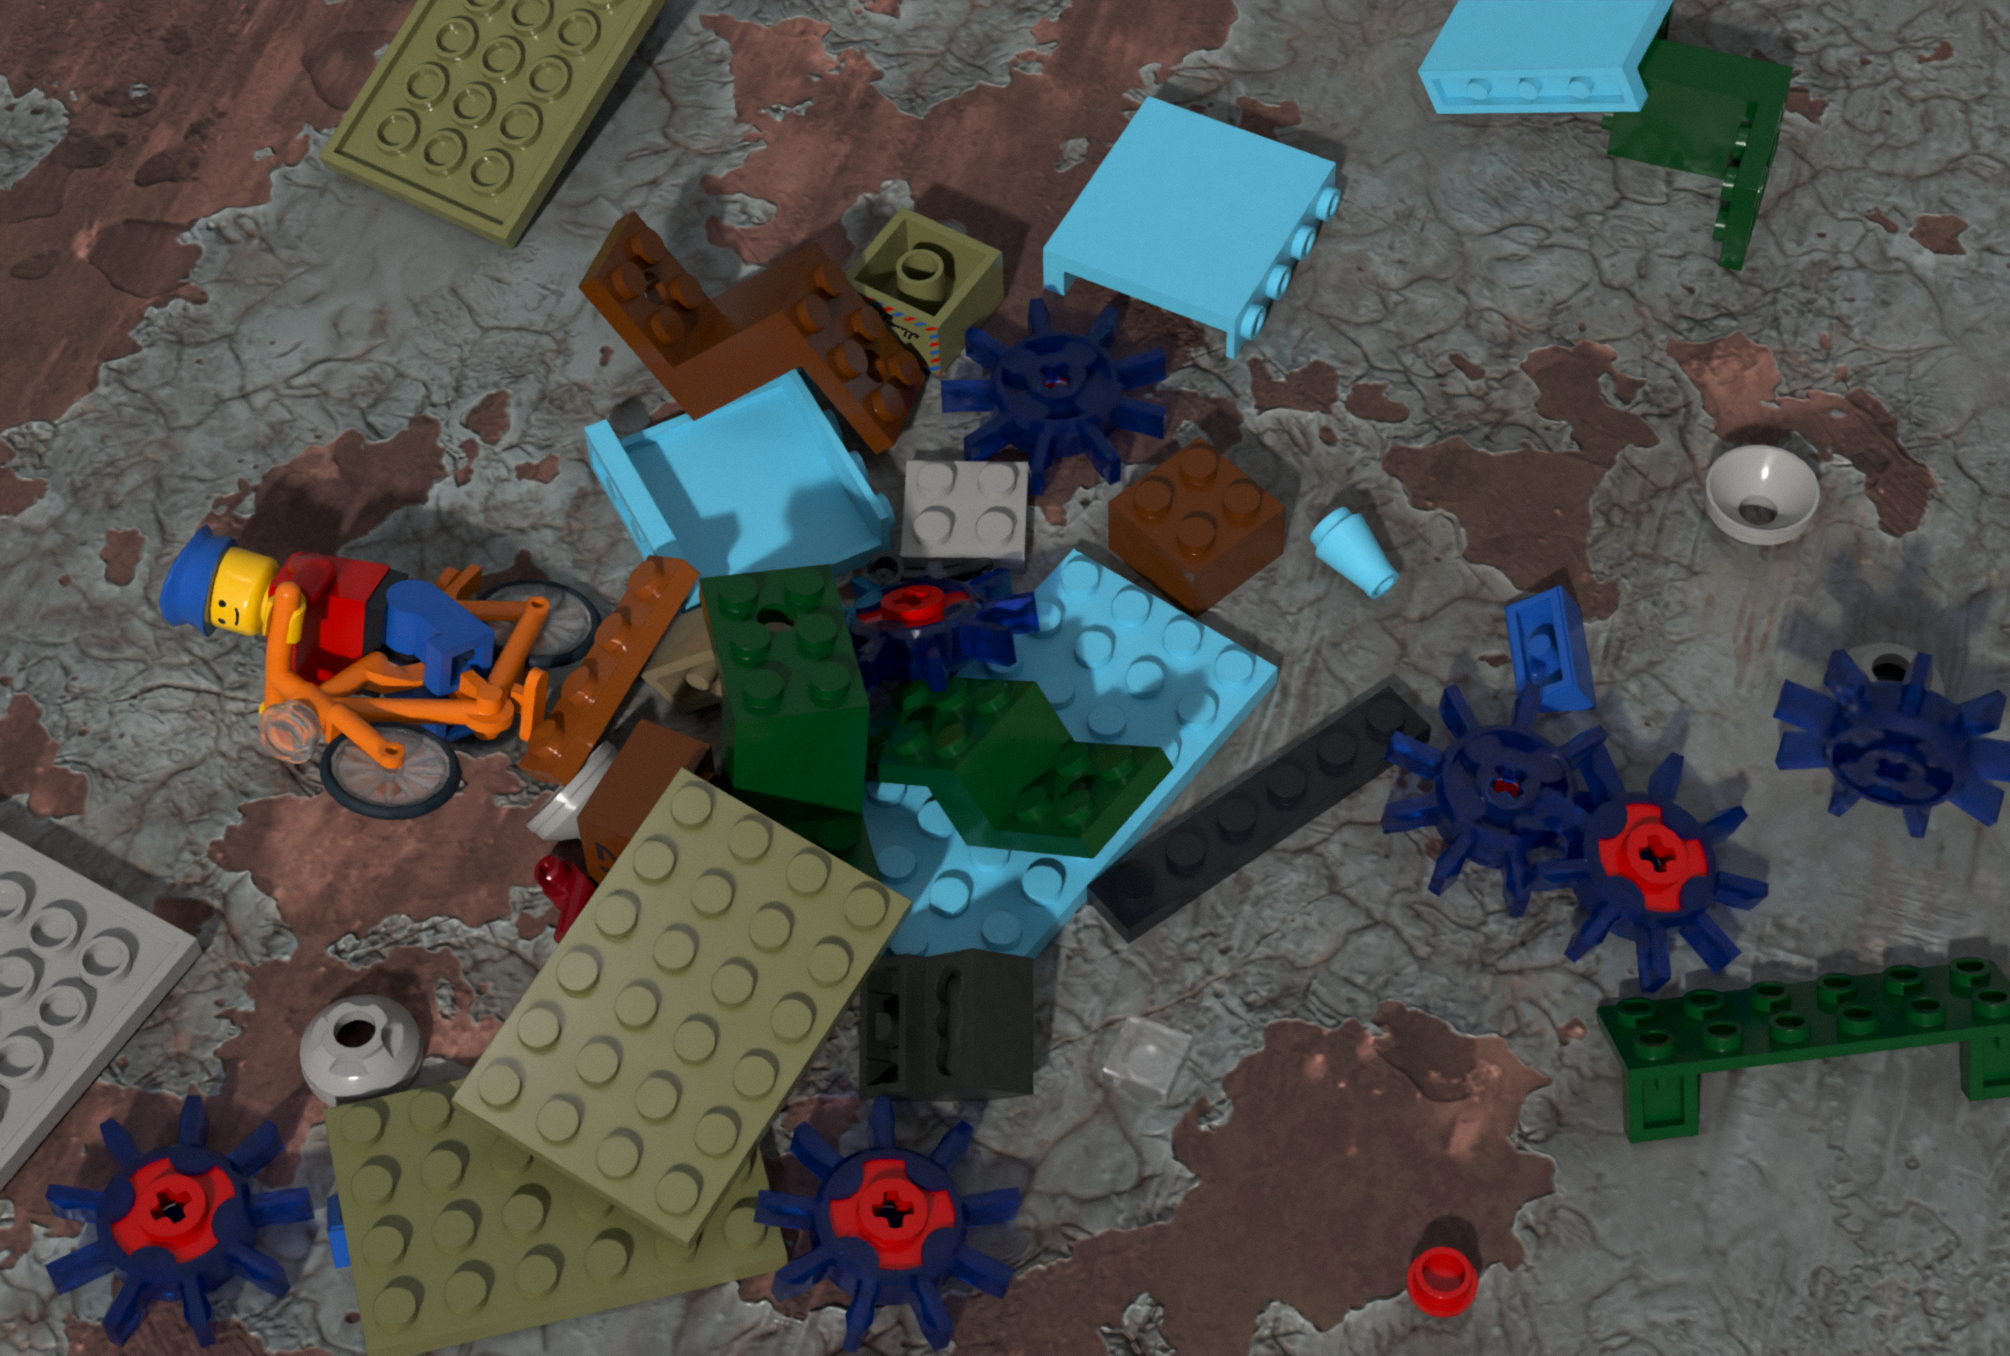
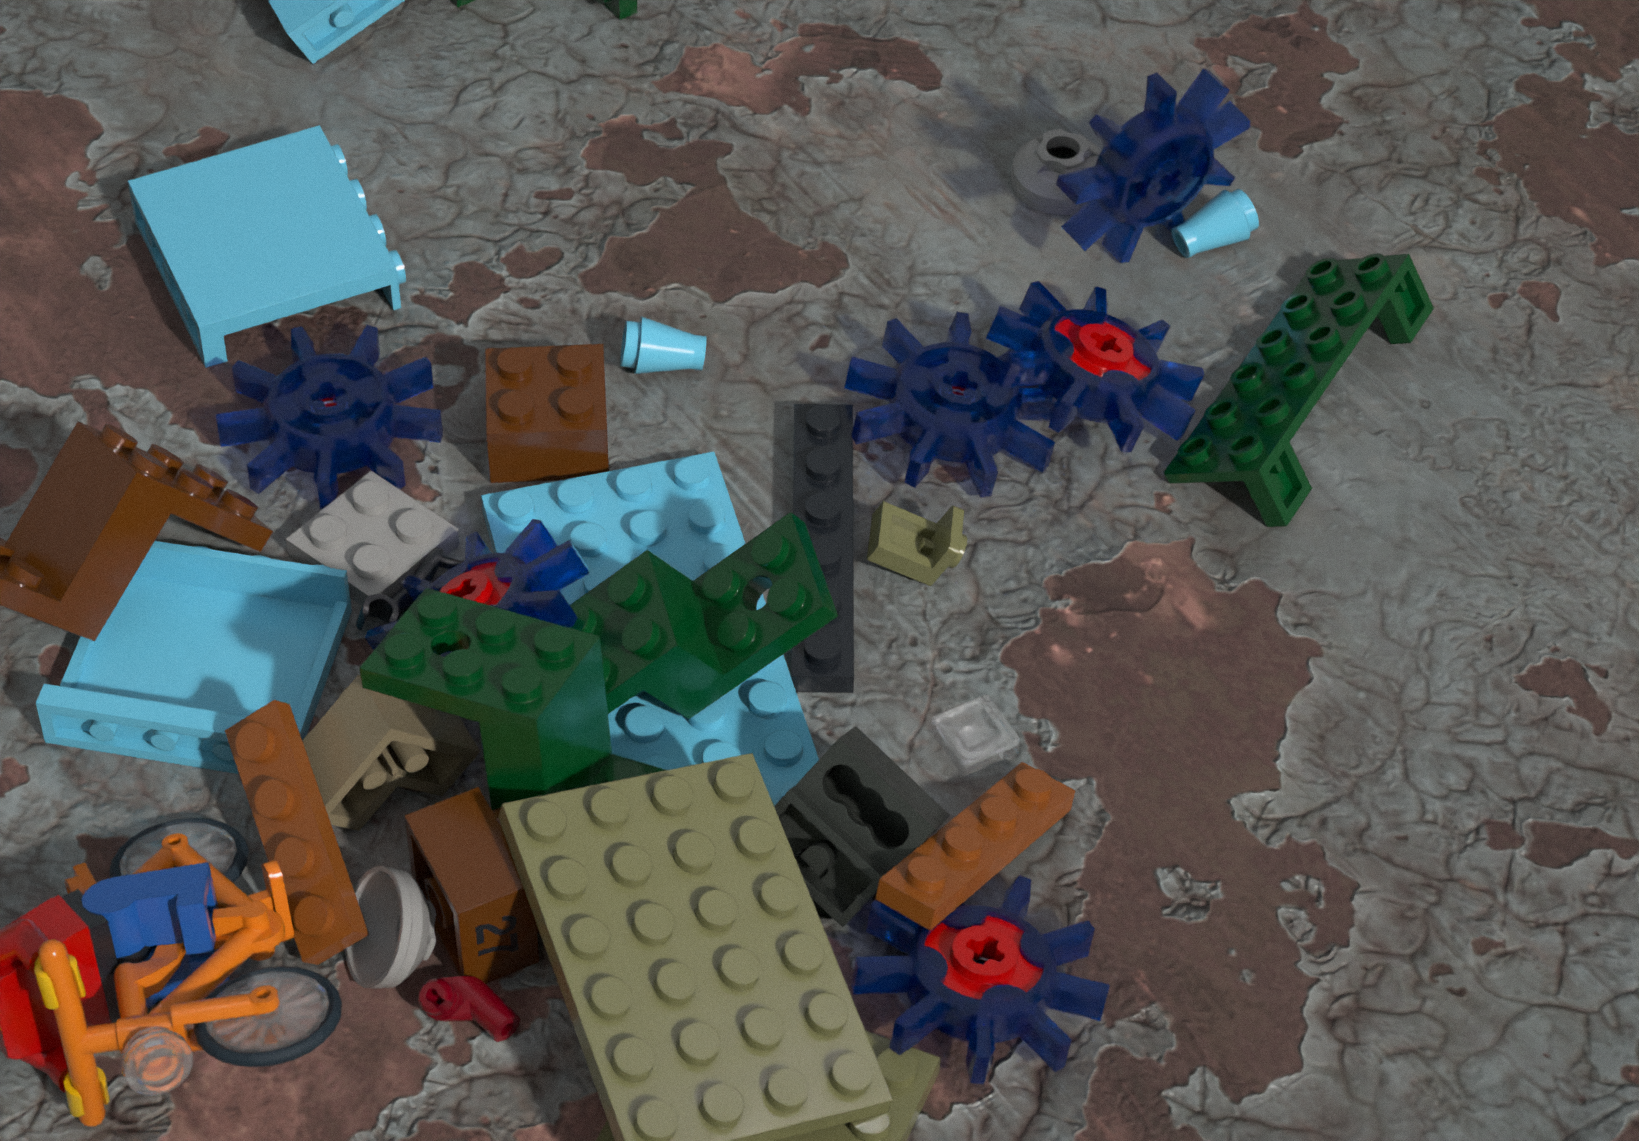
camera: 55 degrees left, 5 degrees down
(928, 285) = (154, 401): olive brick -> none
(1015, 1133) = (975, 845): none -> dark orange plate
(1314, 872) = (916, 544): none -> olive bracket
(1442, 1282) = (1307, 691): red plate -> none
(1551, 650) = (847, 307): blue slope -> none
(1762, 478) = (853, 106): light grey piece -> none
(1944, 850) = (1218, 223): none -> medium azure cone

